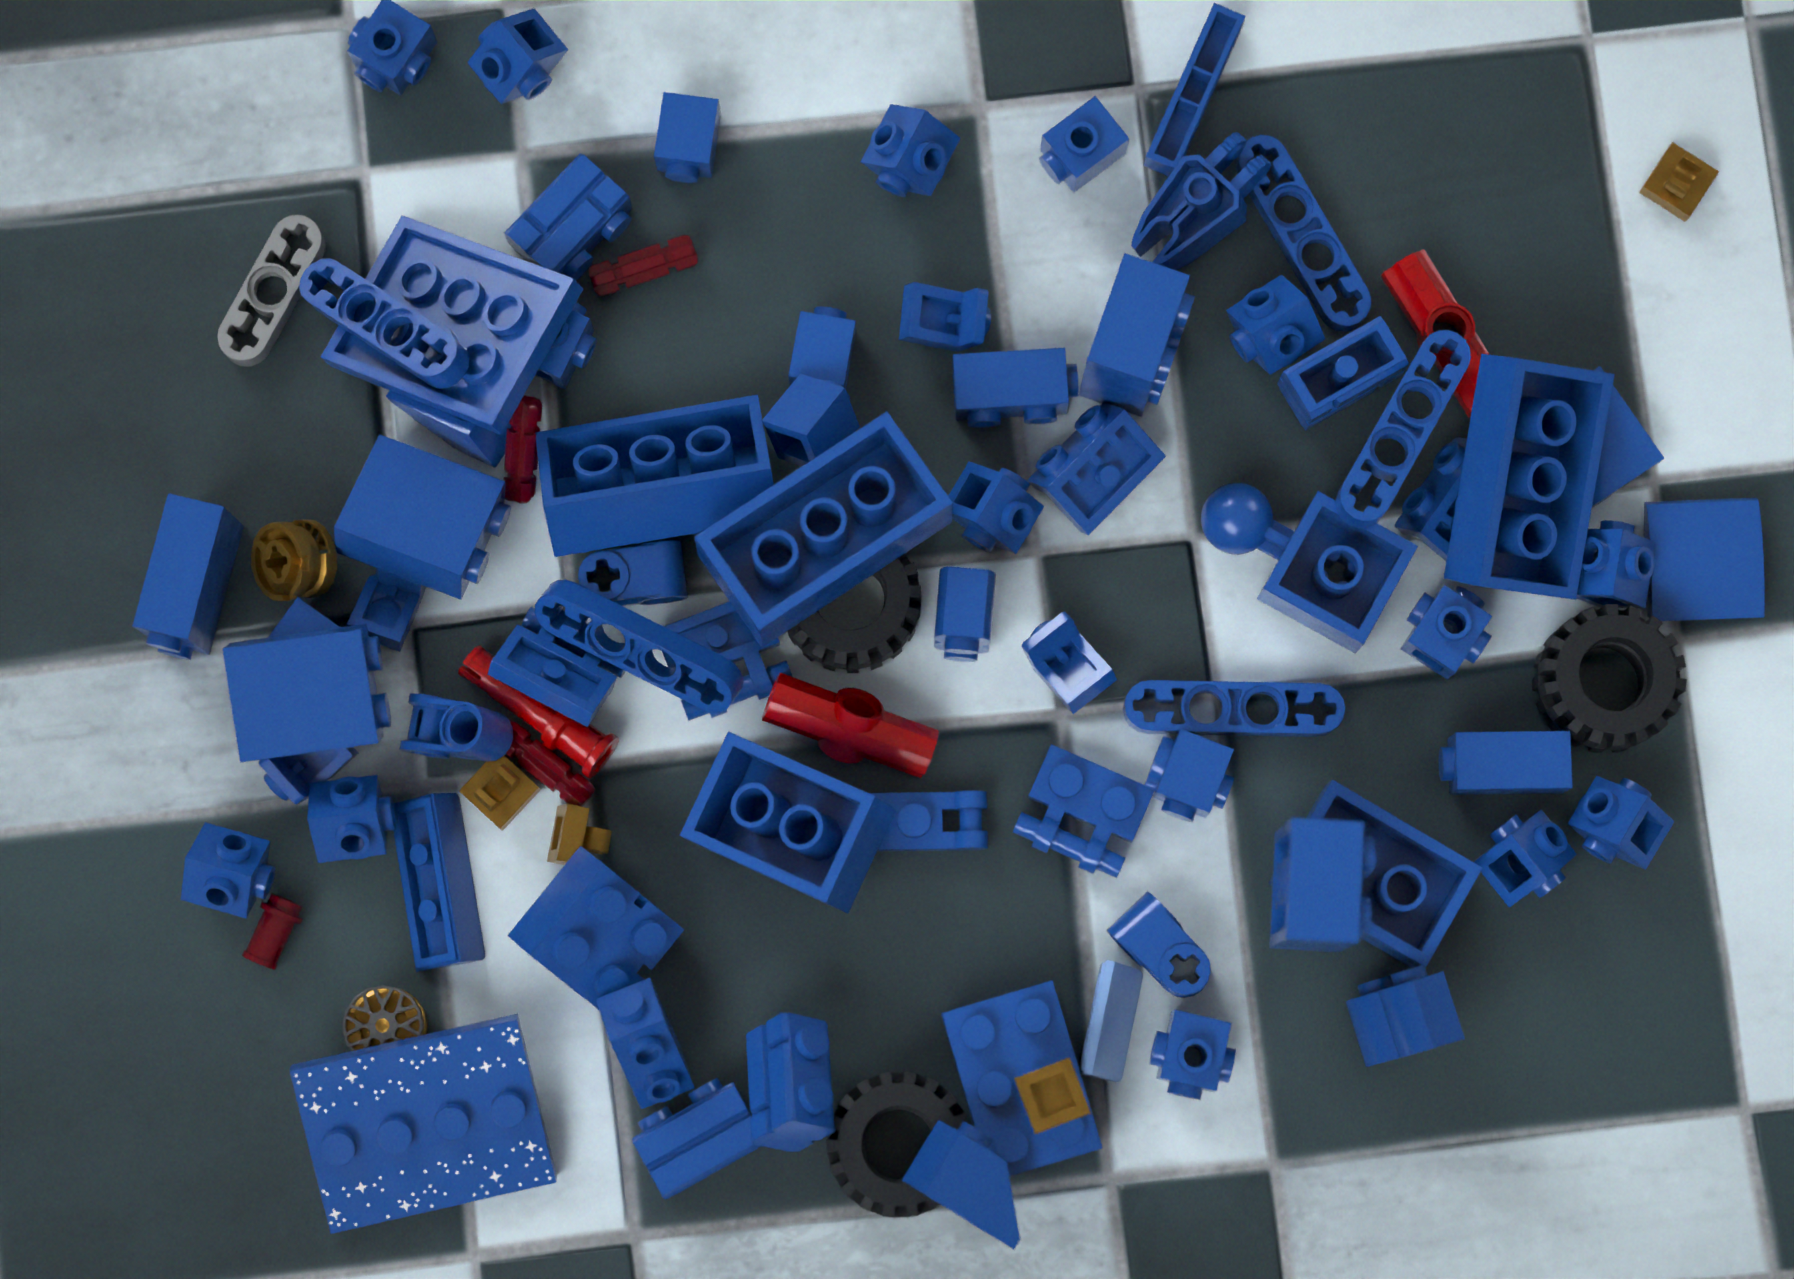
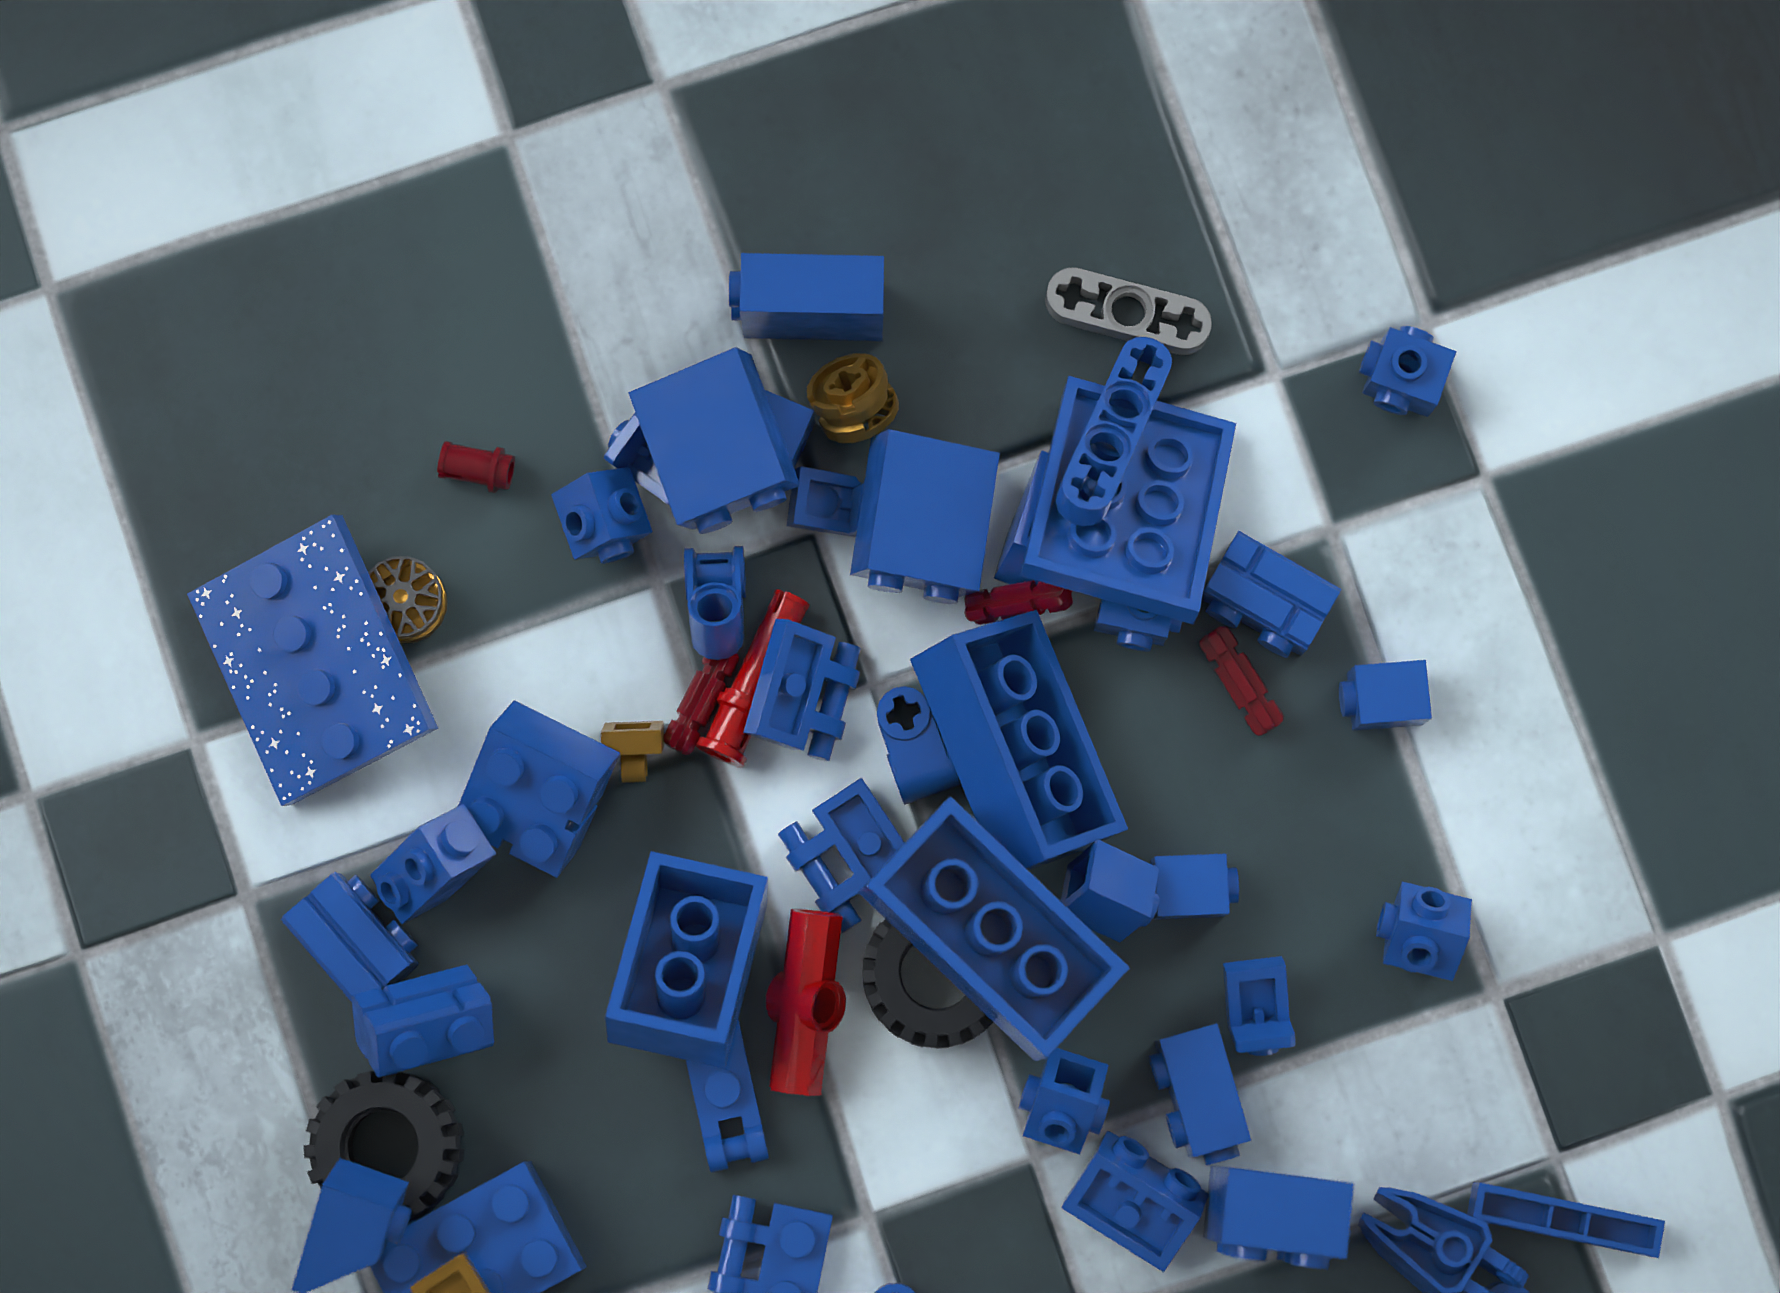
camera: 75 degrees right, 0 degrees up
(227, 870) = (524, 406): blue brick -> none
(437, 882) = (560, 618): blue slope -> none
(500, 791) = (665, 659): pearl gold tile -> none
(517, 56) = (1428, 501): blue brick -> none
(636, 653) = (817, 848): blue beam -> none
(964, 612) = (945, 1094): blue brick -> none
(1067, 662) = (921, 1215): blue bracket -> none
(1082, 145) = (1475, 1112): blue brick -> none

